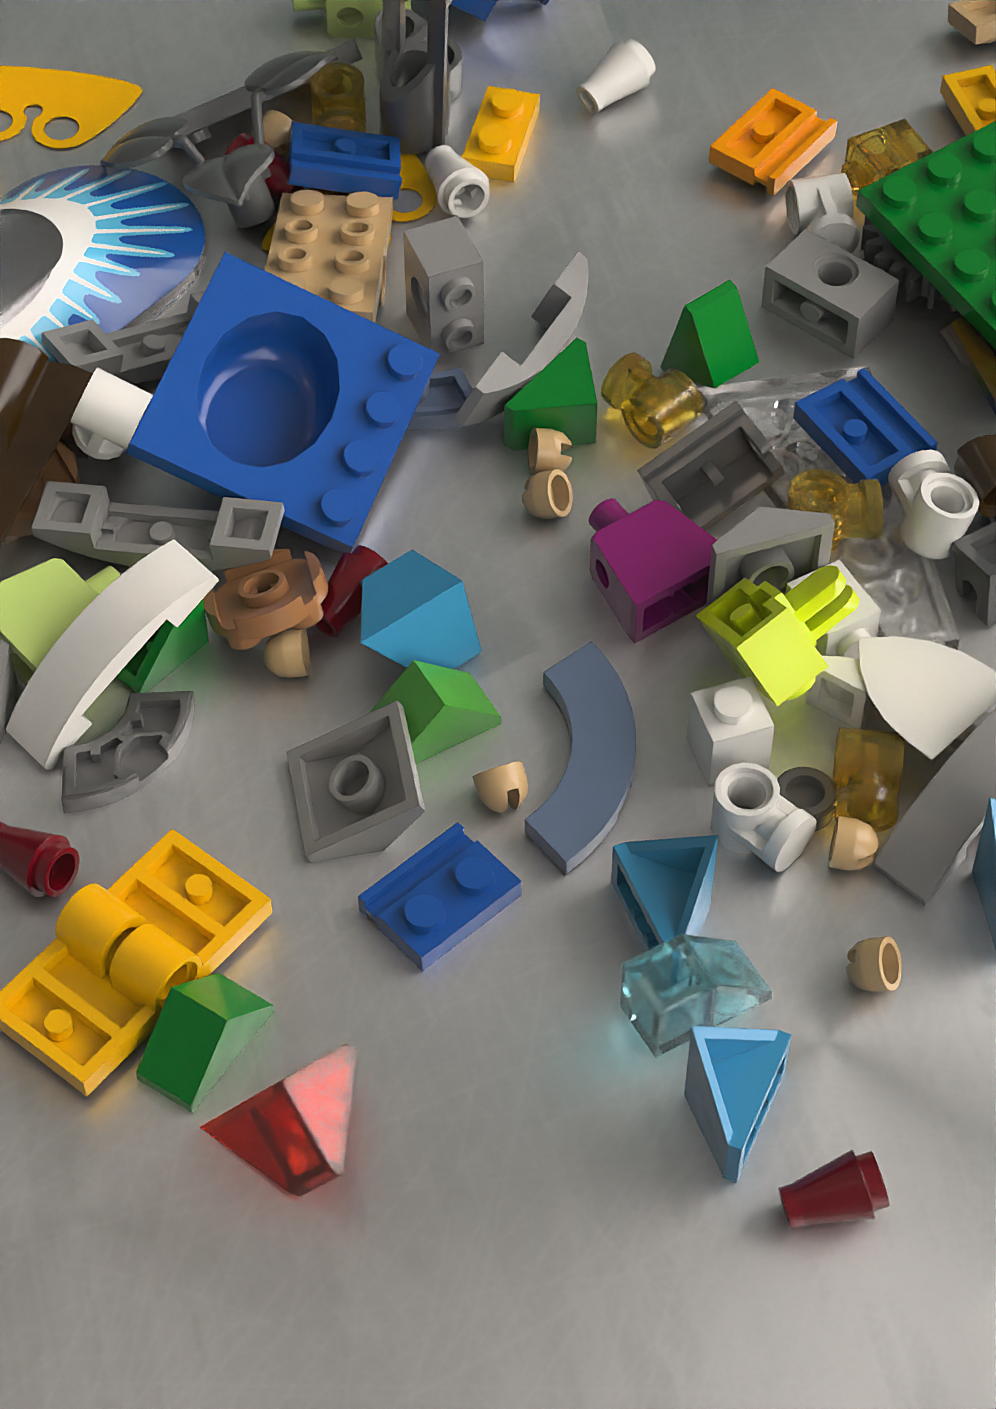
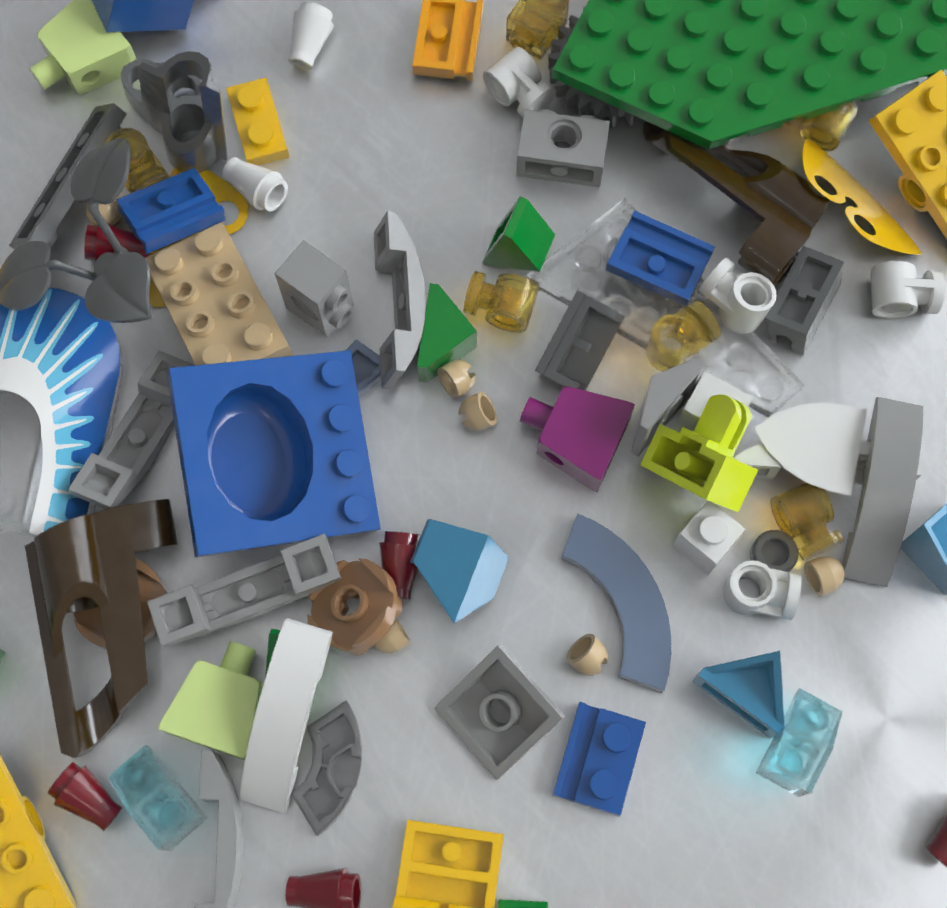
camera: 30 degrees left, 20 degrees up
(108, 415) = (169, 538): white piece -> none
(440, 707) = (511, 622): bright green slope -> none
(732, 1086) = (870, 803): dark azure slope -> none
(875, 964) = (890, 654): tan hinge -> none

